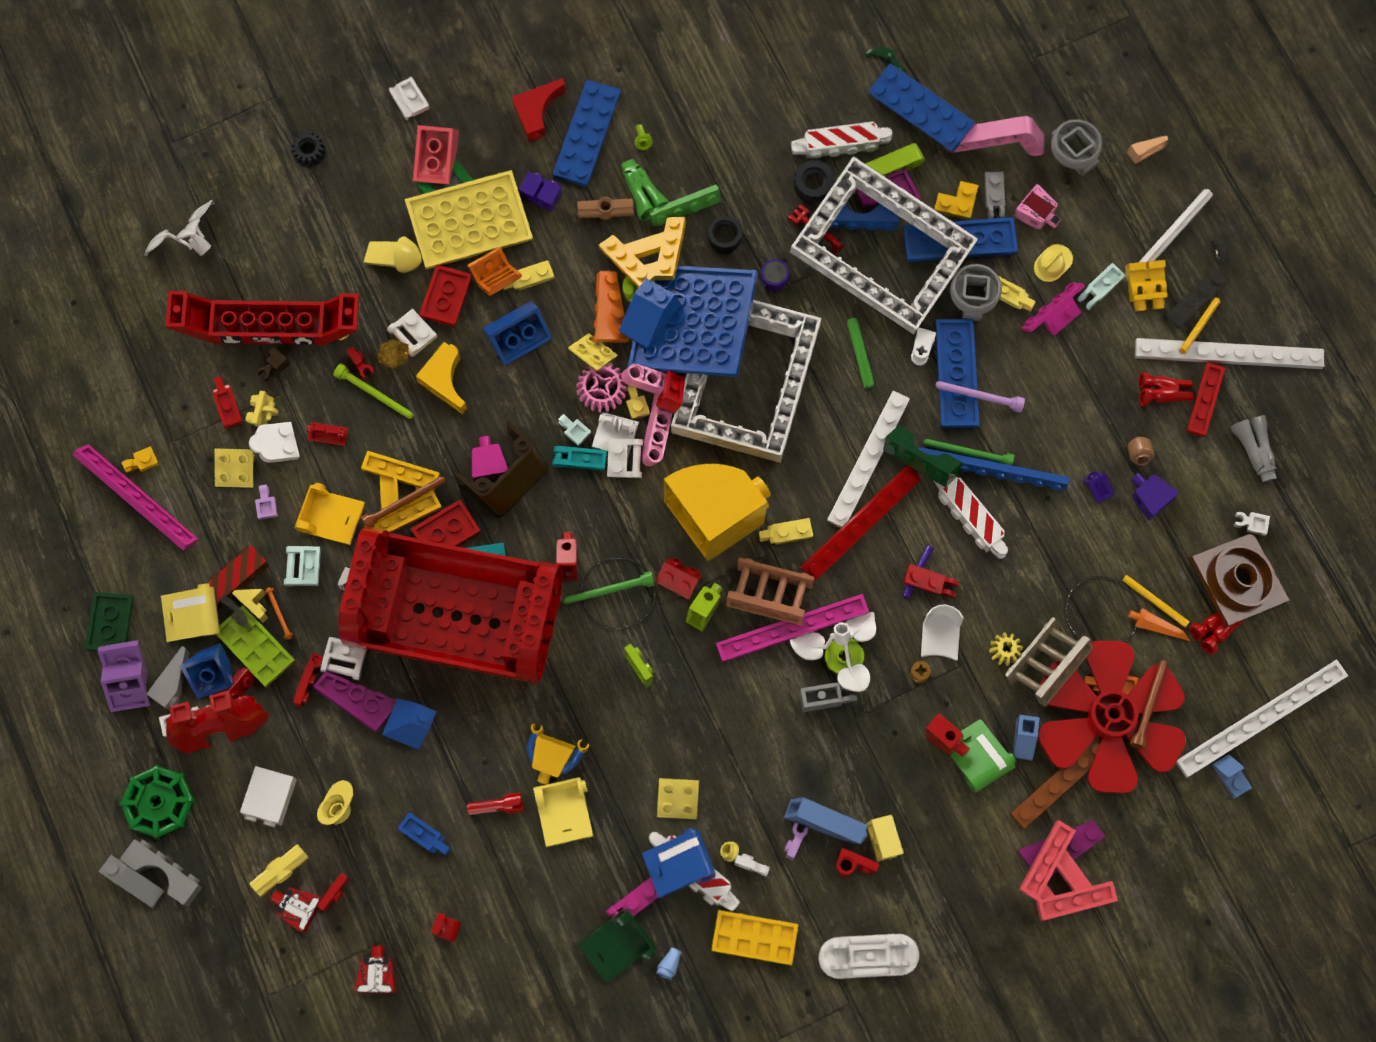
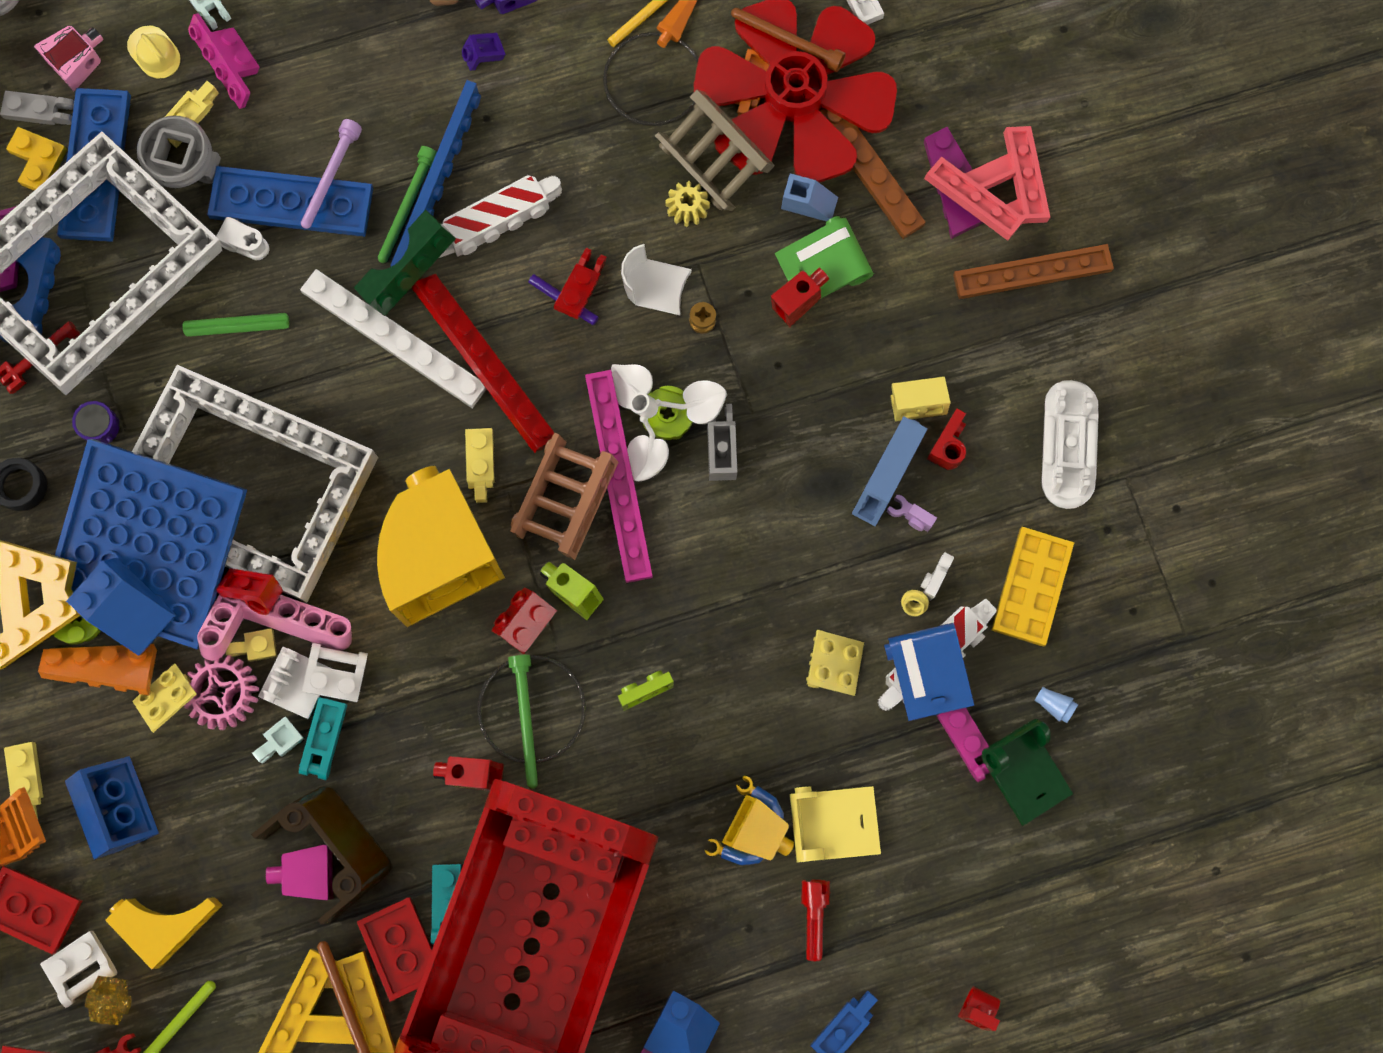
camera: 85 degrees left, 5 degrees up
(1000, 915) = (1033, 271): none -> dark orange plate

